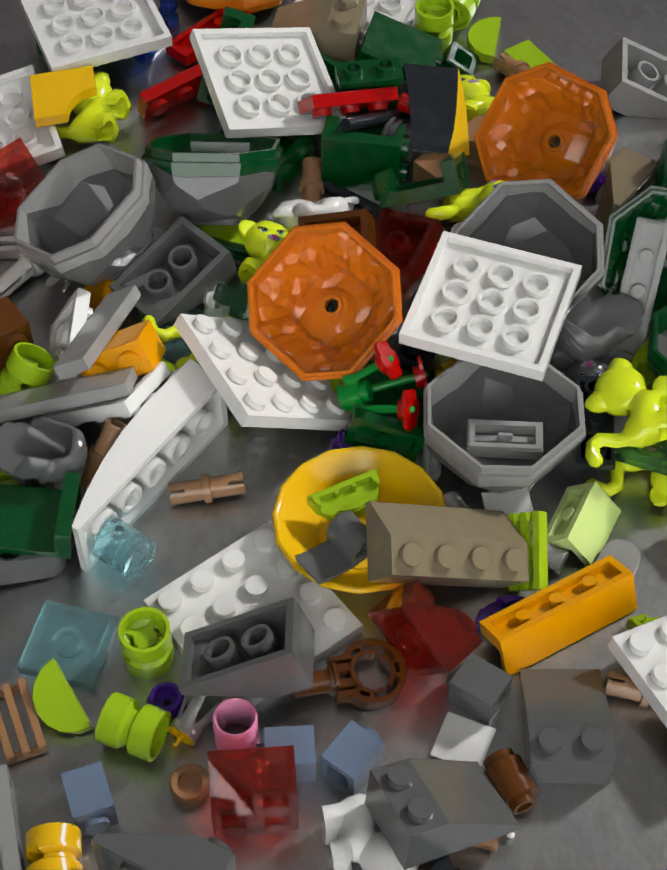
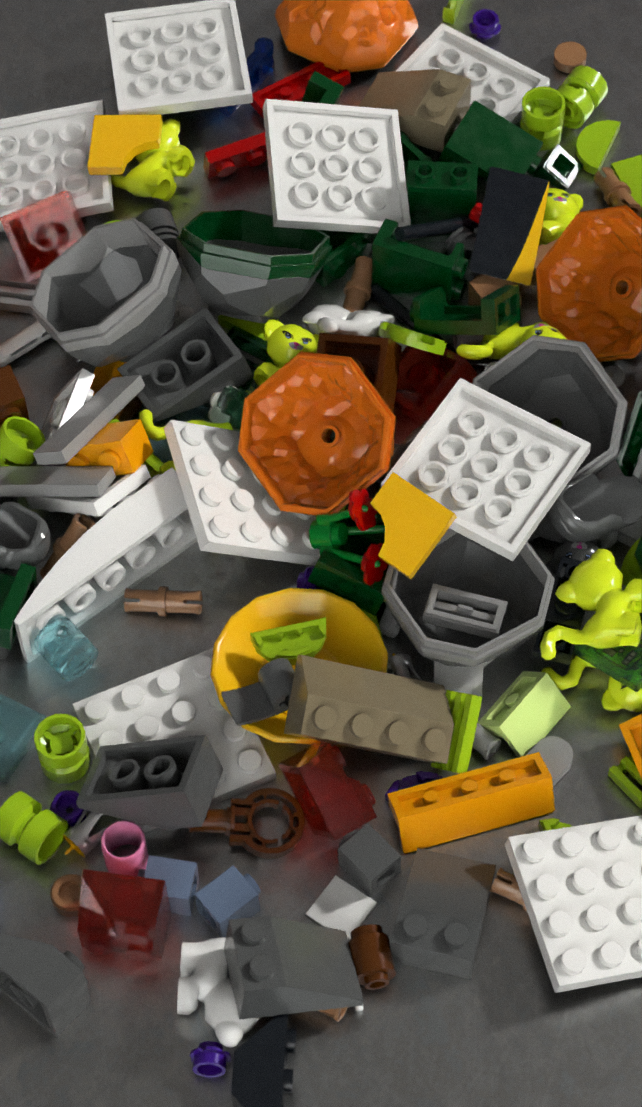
camera: 15 degrees right, 5 degrees up
(348, 102) = (413, 205): red plate -> none
(384, 209) = (411, 338): none -> lime tile
(440, 363) = (411, 523): none -> yellow tile

